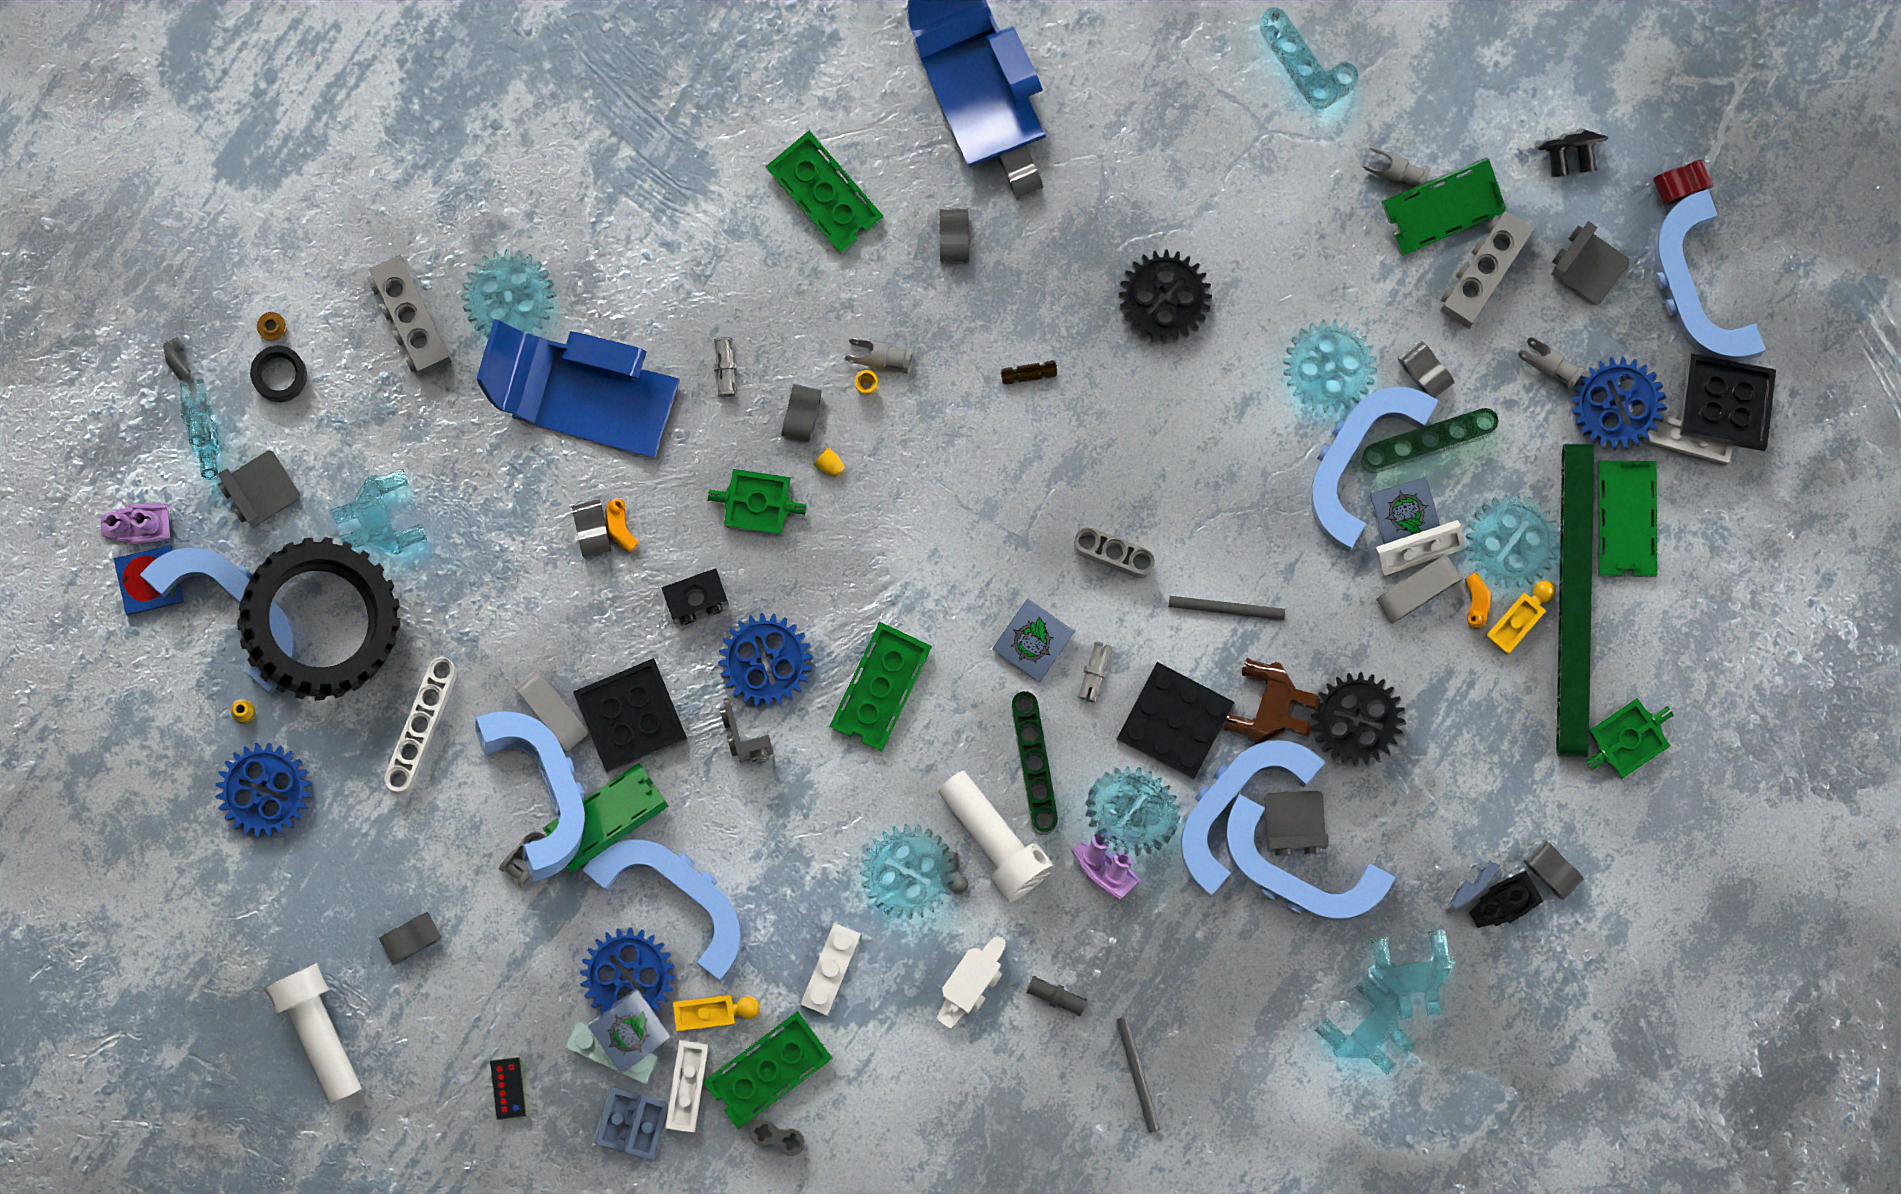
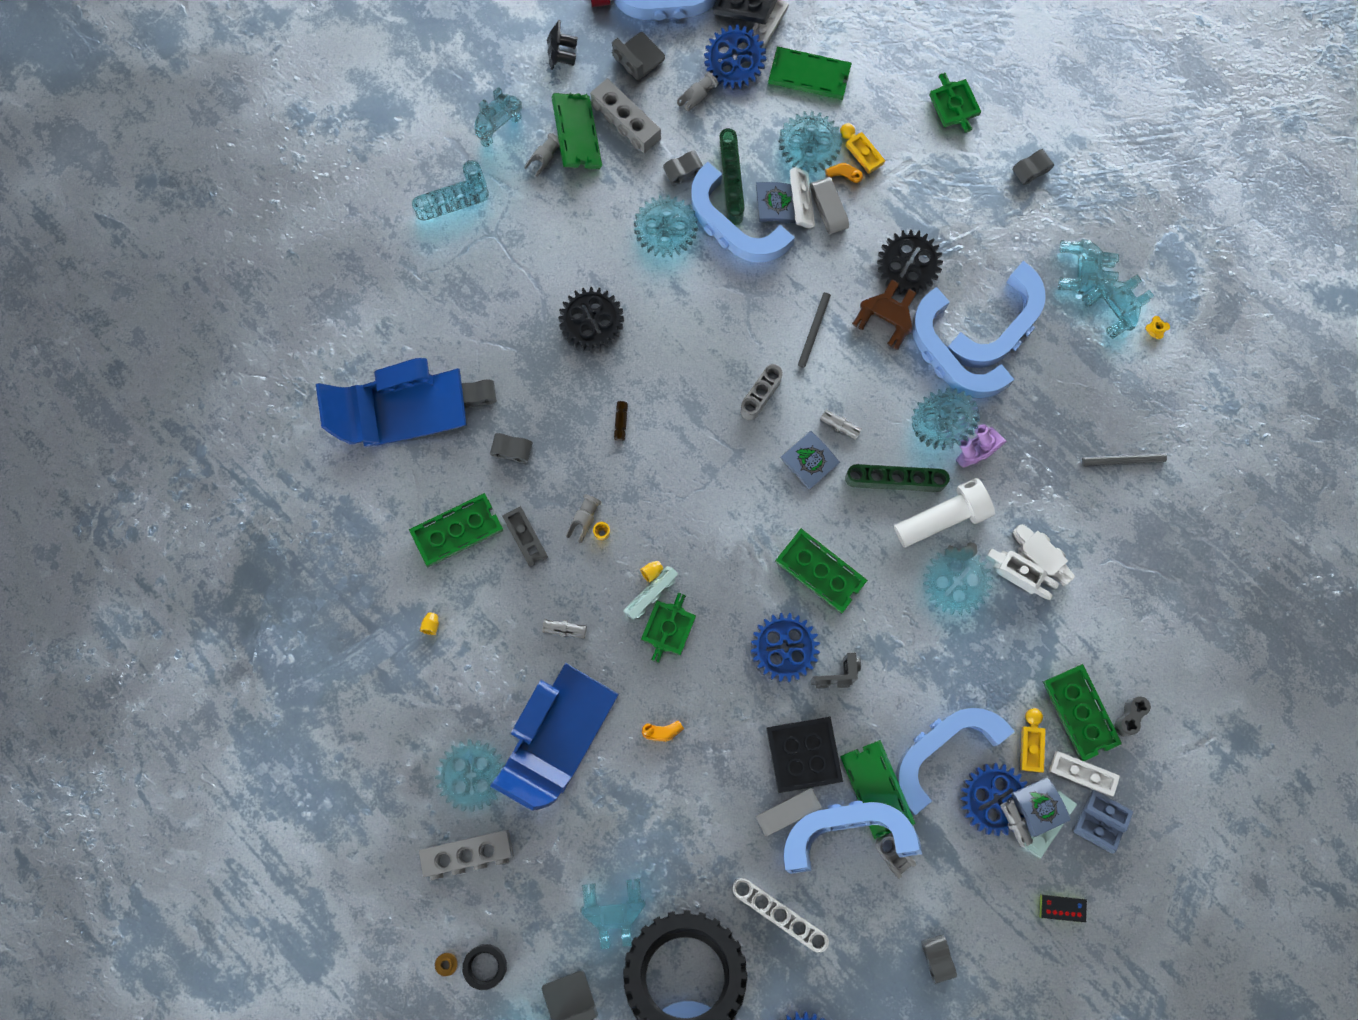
camera: 75 degrees left, 5 degrees down
(591, 527) = (659, 752): dark grey axle -> none
(600, 1002) = (1016, 823): none -> light grey pin
(691, 192) = (430, 624): none -> yellow hose
(706, 583) = (725, 700): black brick -> none
(797, 468) = (650, 593): none -> light aqua plate
(801, 413) = (611, 581): dark grey axle -> none
(830, 969) = (1015, 652): white plate -> none
(837, 284) = (524, 535): none -> dark grey plate
(939, 954) = (1021, 572): none -> white hinge
(1056, 995) = (1062, 500): dark grey pin -> none
(1175, 720) = (884, 380): black plate -> none
(1295, 823) = (973, 317): dark grey bracket -> none
(1343, 1082) = (1153, 331): none -> yellow plate
(1433, 89) = (496, 114): none -> clear light blue connector
(1467, 891) = (1040, 213): sand blue slope -> none
(1506, 901) = (1048, 200): black connector -> none
(1575, 600) = (858, 113): dark green beam -> none

